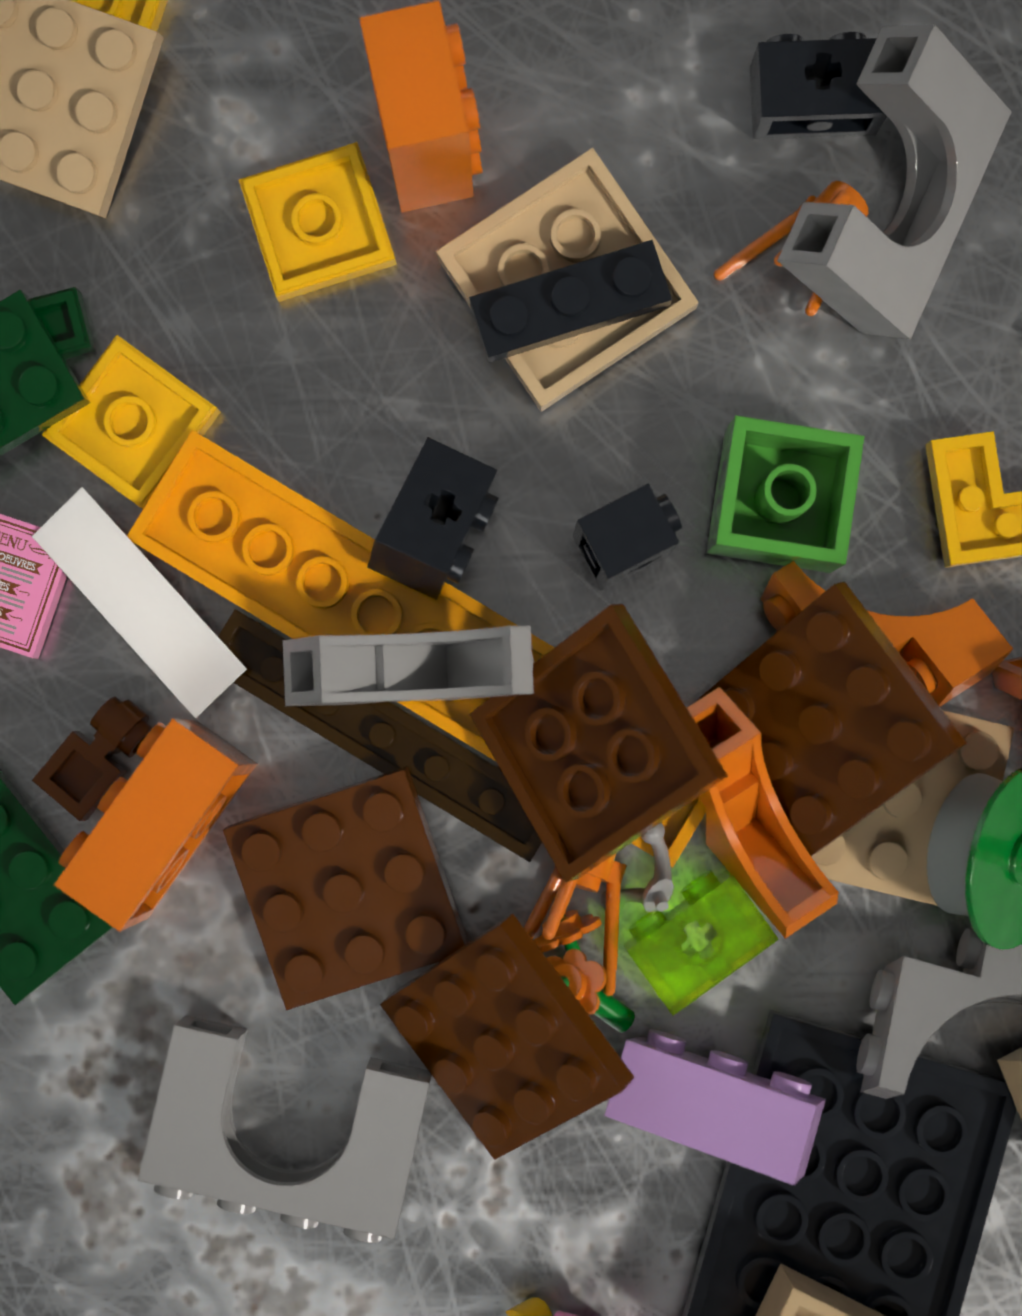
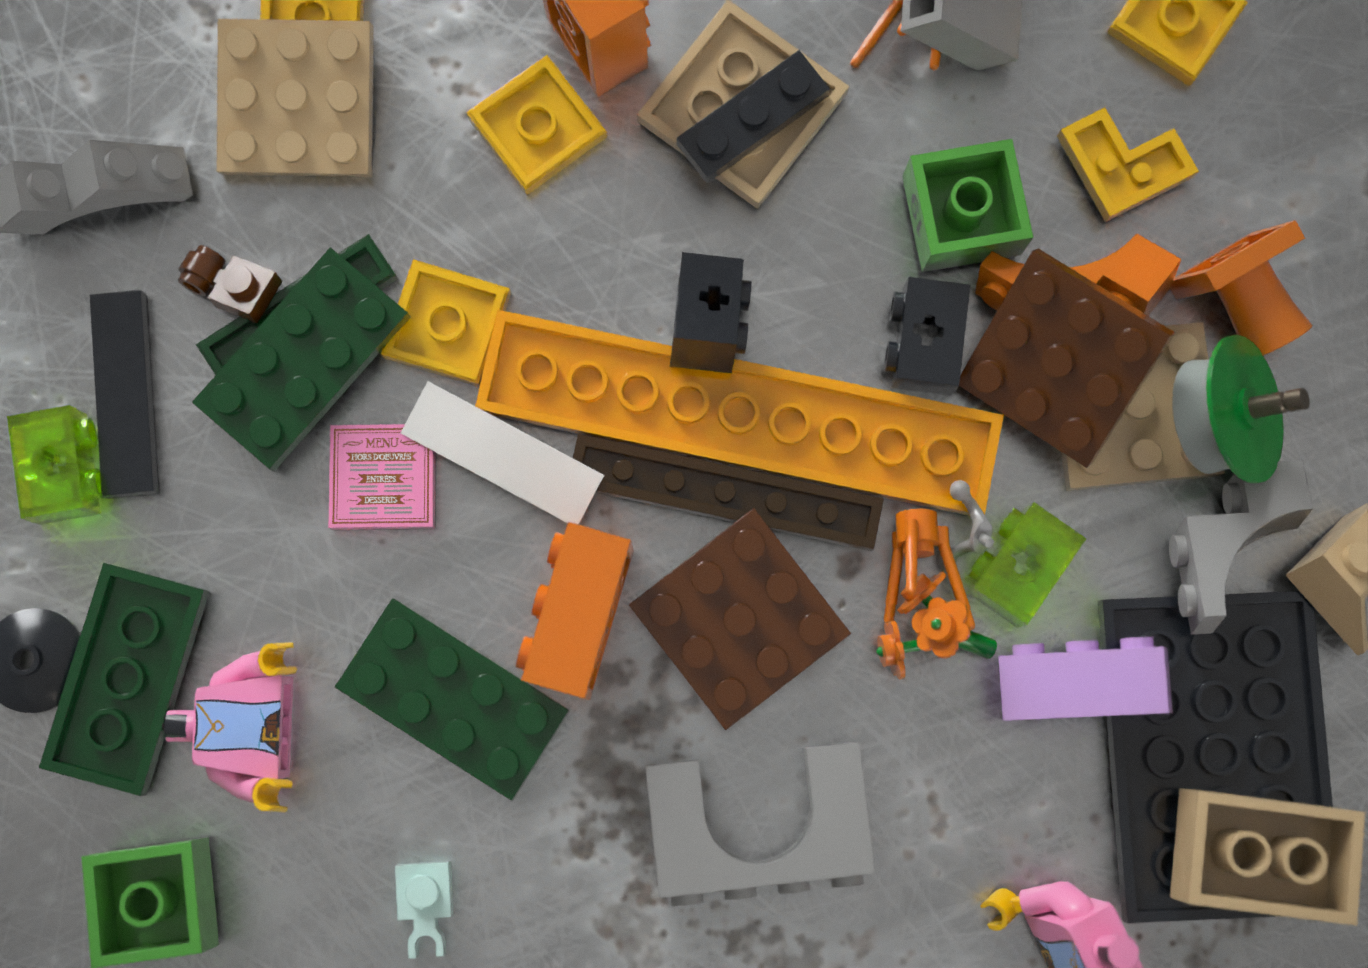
camera: 20 degrees left, 5 degrees down
(84, 769) = (501, 600): reddish brown plate -> none
(408, 666) = (736, 425): light grey arch -> none
(506, 1039) = (906, 686): reddish brown plate -> none
(598, 744) = (896, 431): reddish brown plate -> none
(627, 535) = (860, 274): black brick -> none
(715, 611) = (941, 309): none -> black brick
(750, 827) = (1032, 466): orange arch -> none

